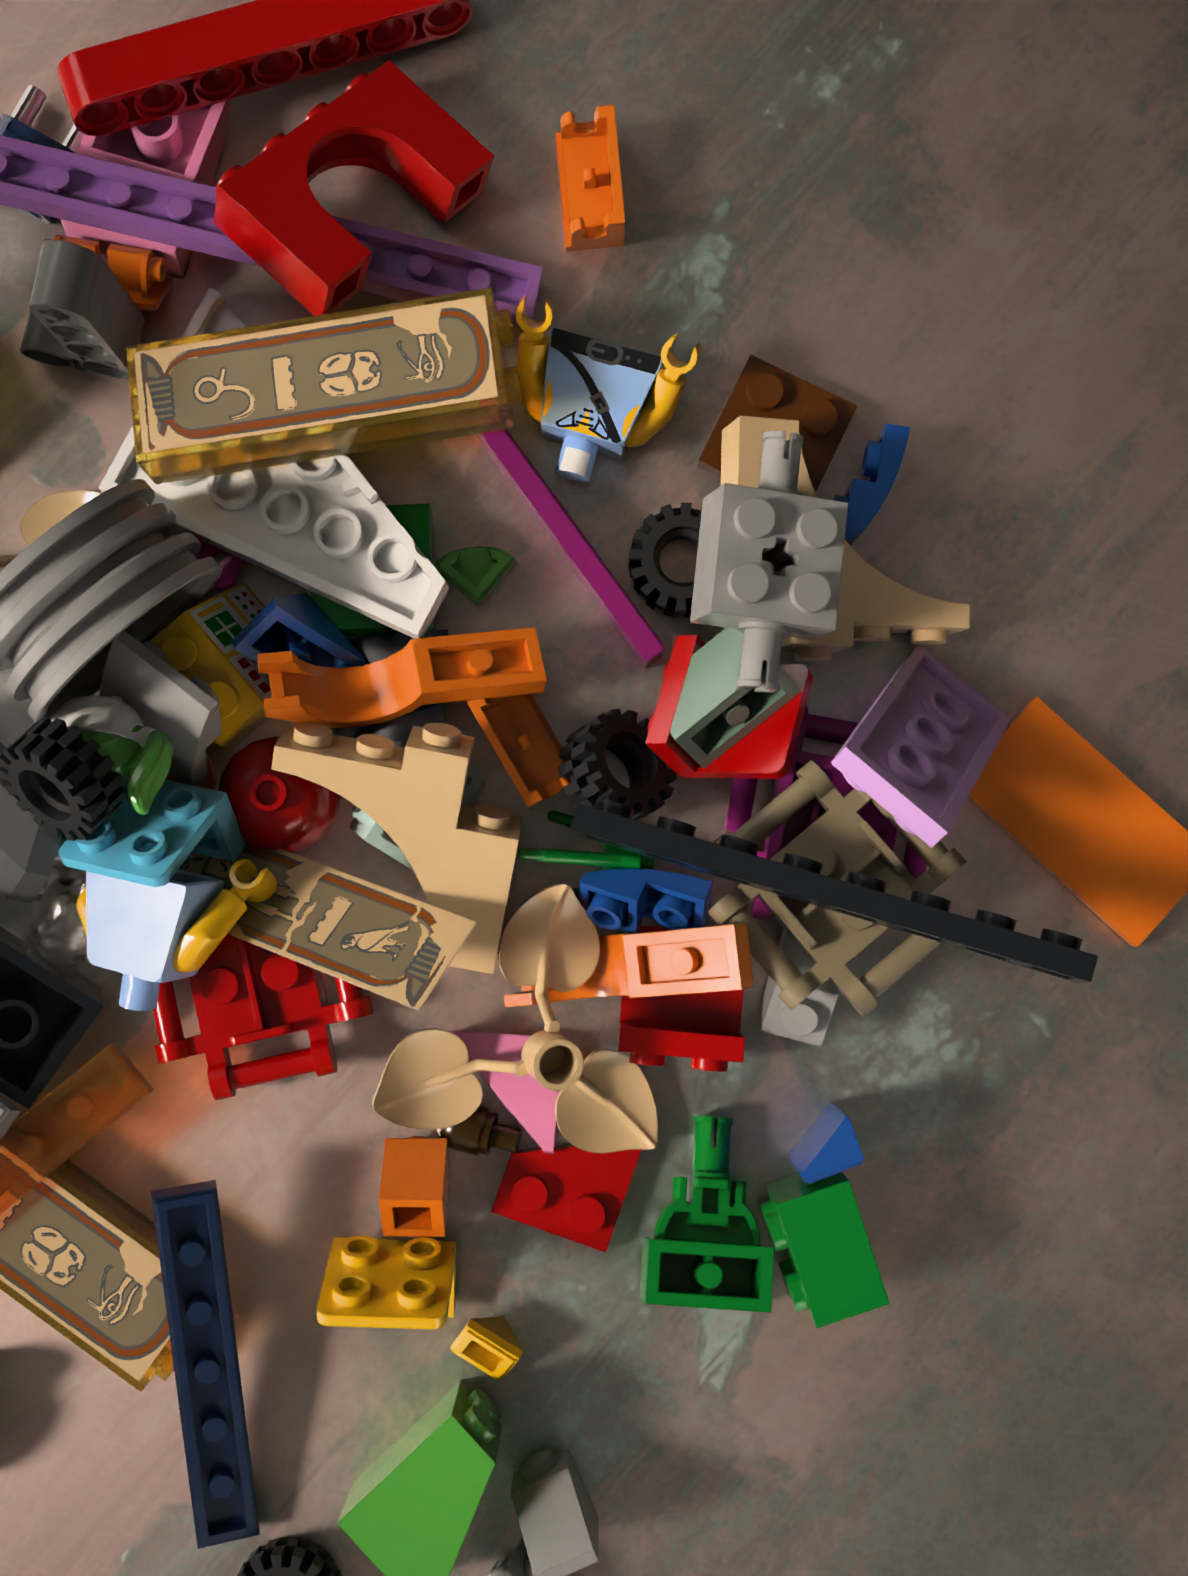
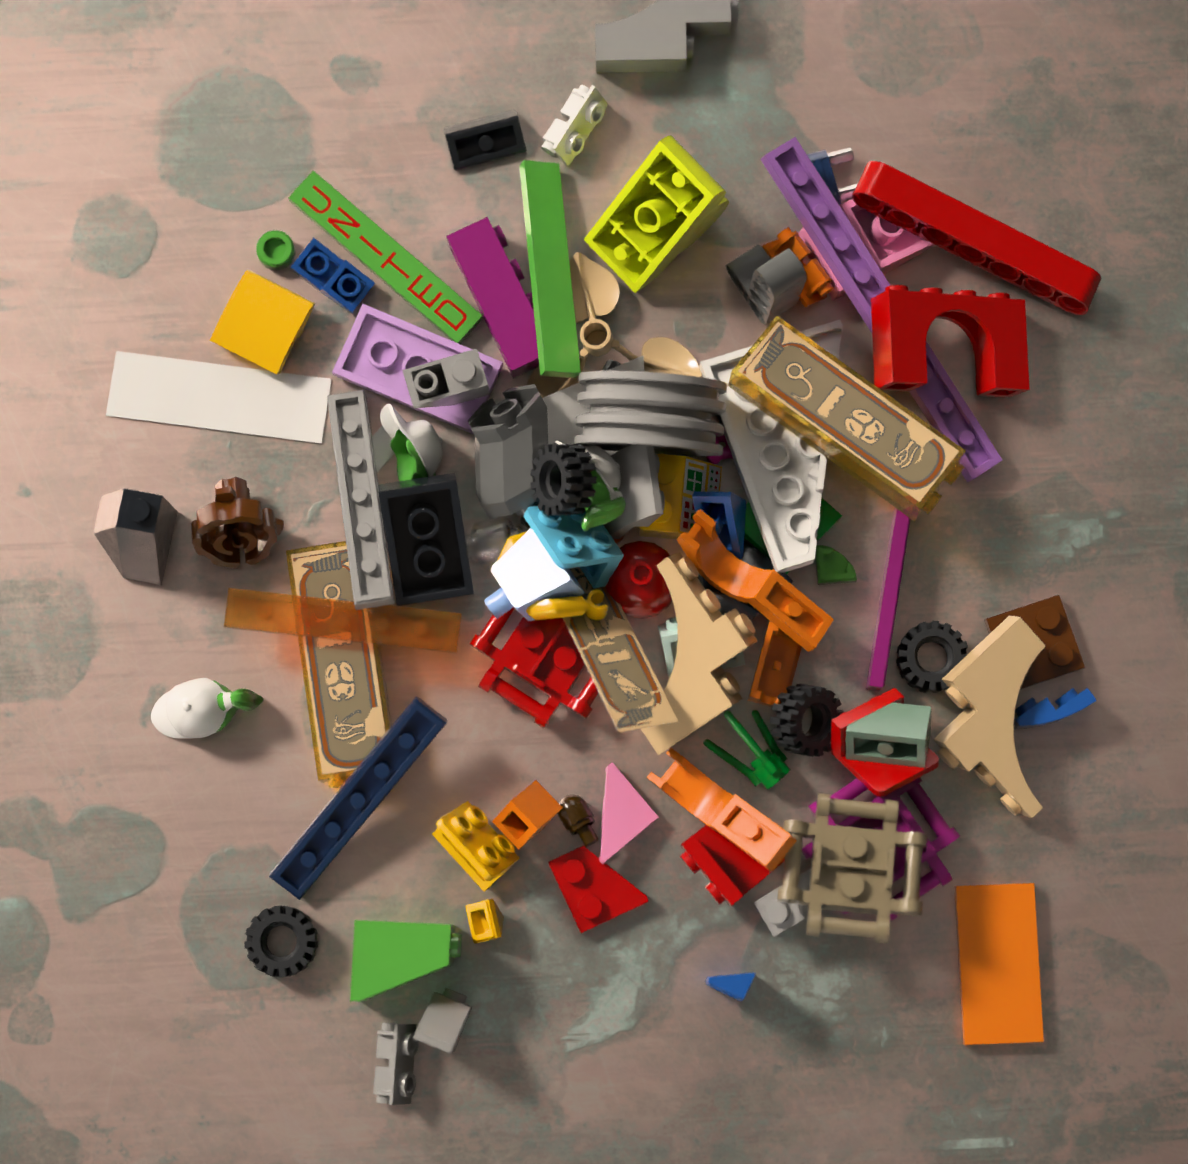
camera: 50 degrees right, 5 degrees down
(591, 181) = (1063, 443): orange hinge -> none
(595, 392) = (968, 541): torso -> none
(601, 1100) = (647, 865): tan plant -> none
(626, 895) = (756, 784): blue slope -> none
(705, 1247) = (630, 976): green brick -> none
(802, 541) = (990, 695): light grey brick -> none
(826, 1246) = (685, 1025): green brick -> none
(858, 897) = (856, 876): black plate -> none
(922, 745) = (957, 844): lavender plate -> none

